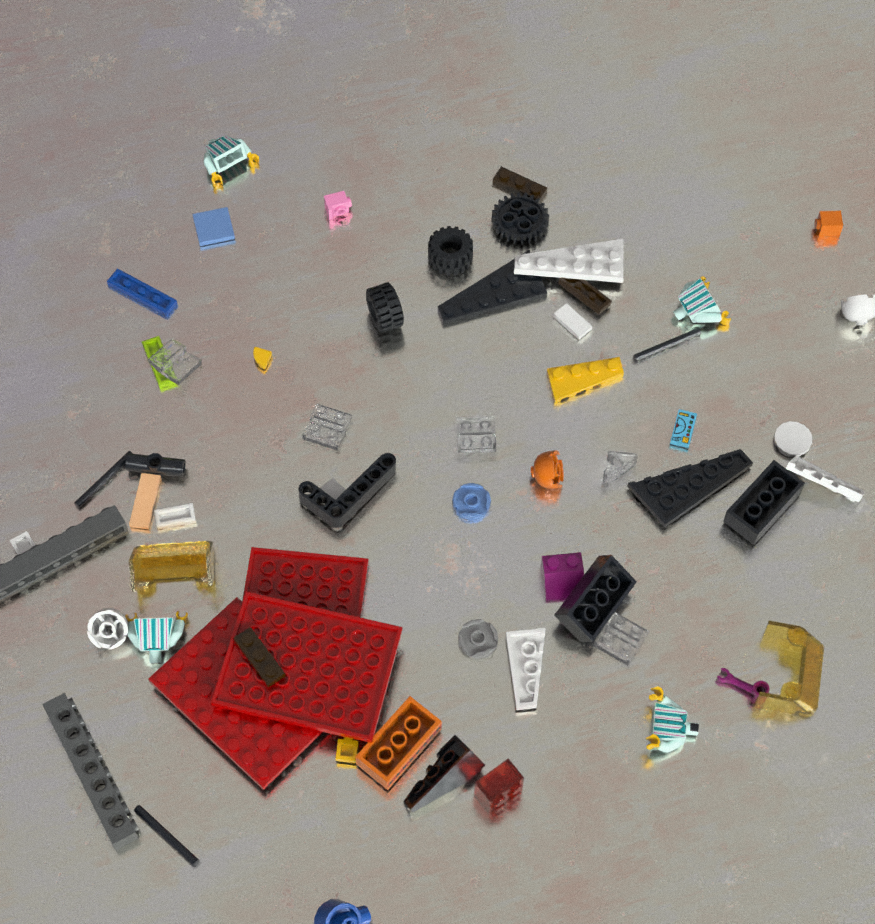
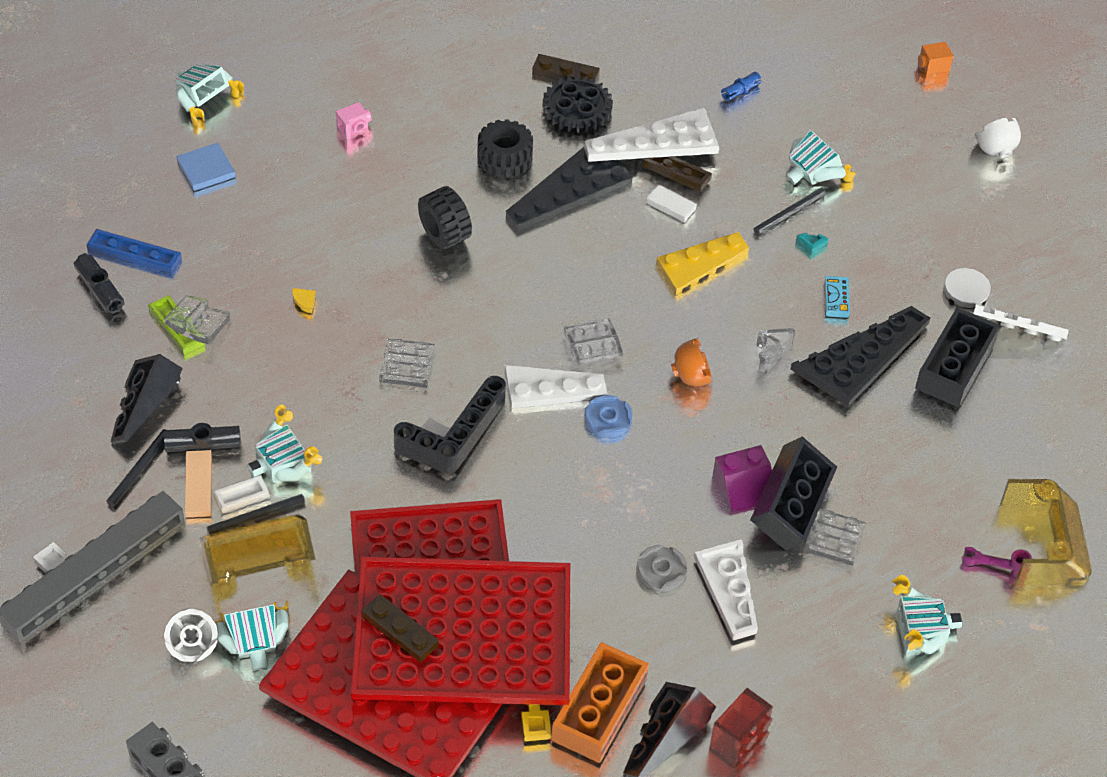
camera: 15 degrees left, 10 degrees down
(111, 324) = (99, 283): none -> black piece
(126, 412) = (147, 386): none -> black wedge
(182, 534) = (256, 514): none -> black bar
(211, 487) = (281, 453): none -> torso
(428, 466) = (547, 386): none -> white wing
(659, 223) = (741, 86): none -> blue pin
(677, 376) = (812, 242): none -> teal tile

